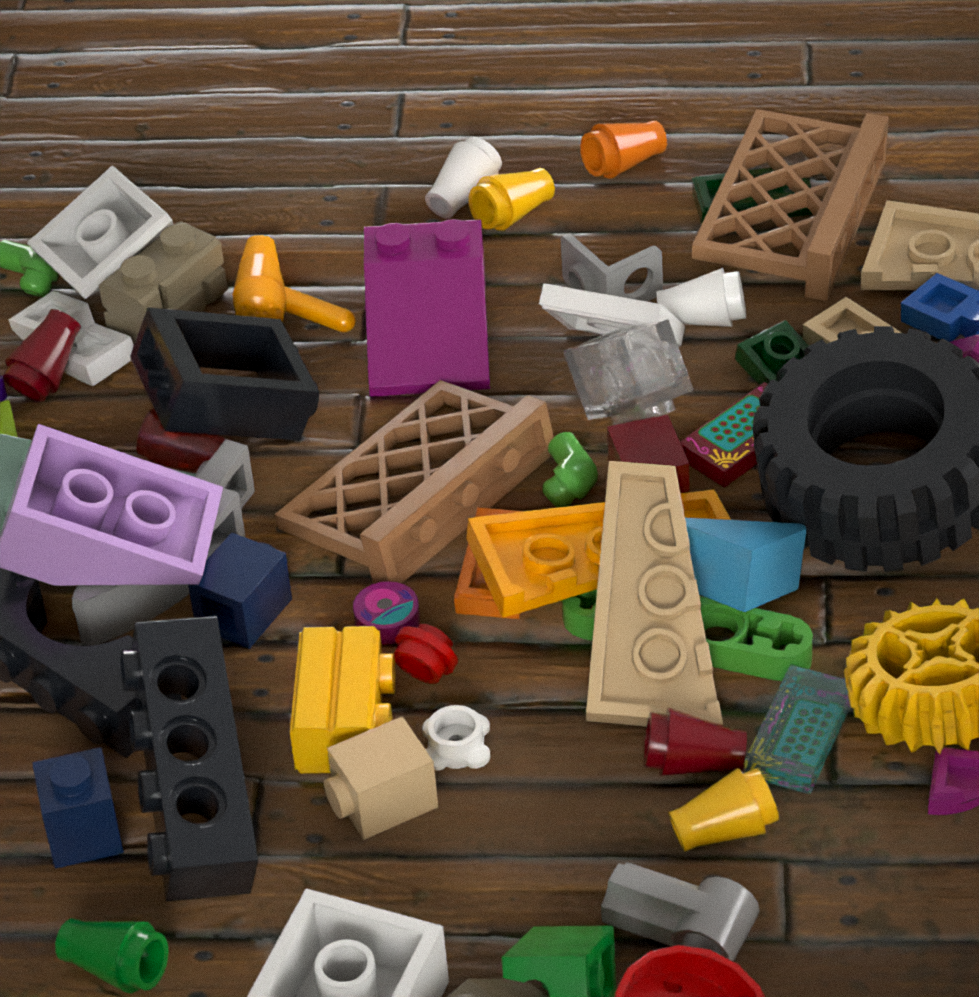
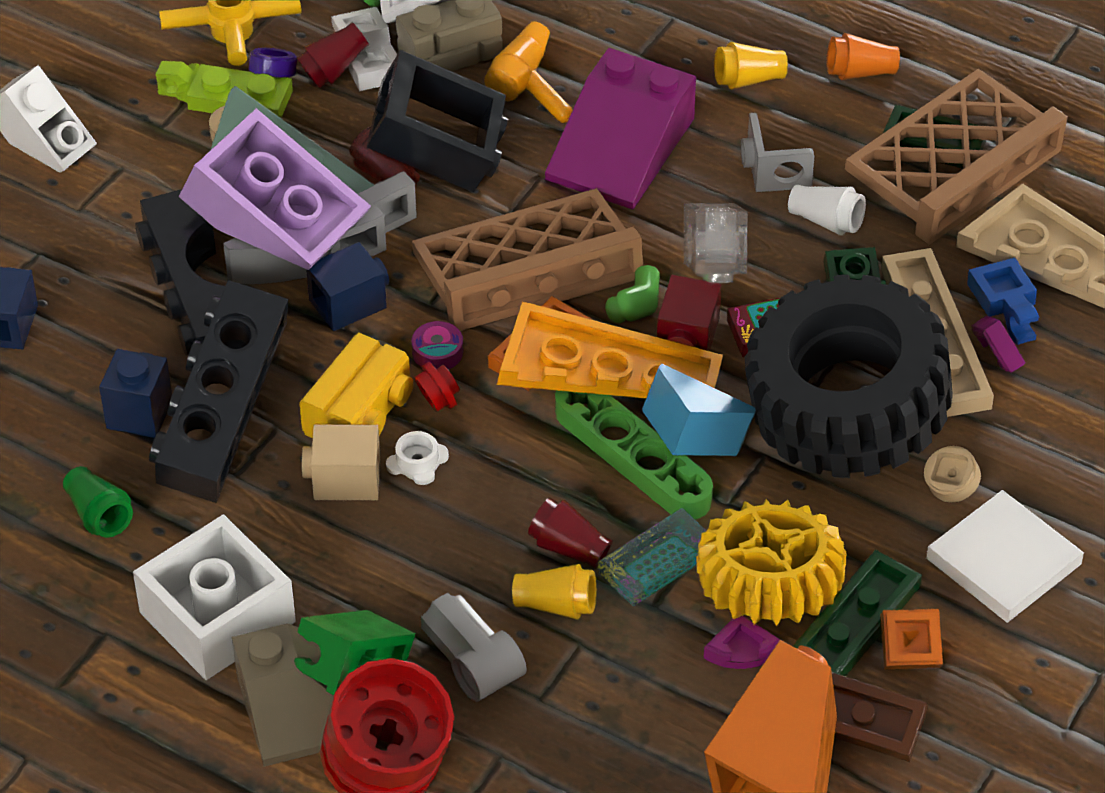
camera: 25 degrees right, 5 degrees up
(460, 173) = (731, 26): white cone -> none
(603, 312) = (741, 191): white tile -> none
(648, 606) = (599, 421): tan wing -> none

